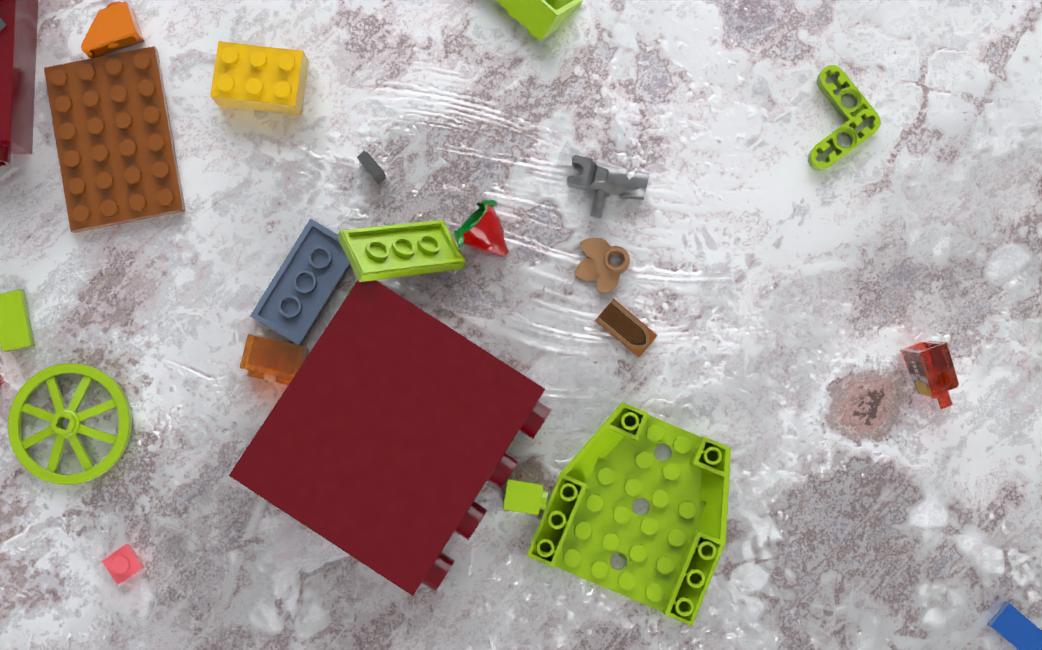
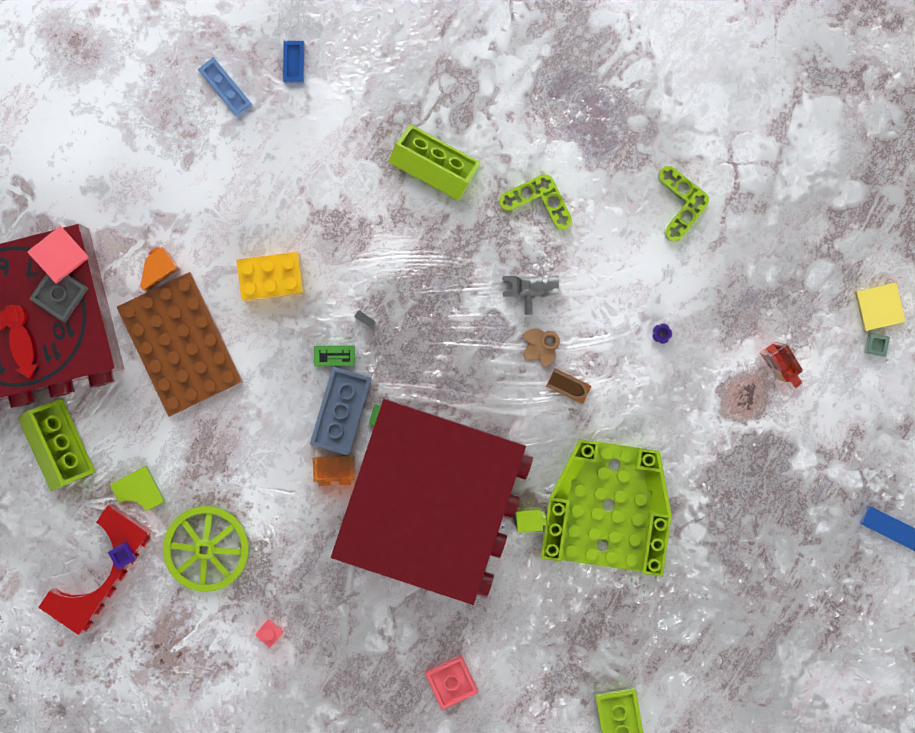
camera: 15 degrees left, 5 degrees up
(317, 206) = (334, 355): none -> bright green tile
(400, 250) = (403, 374): lime tile -> none
(483, 230) = (453, 344): red hat -> none
(657, 62) = (544, 194): none -> lime beam
(779, 285) = (662, 328): none -> dark purple plate

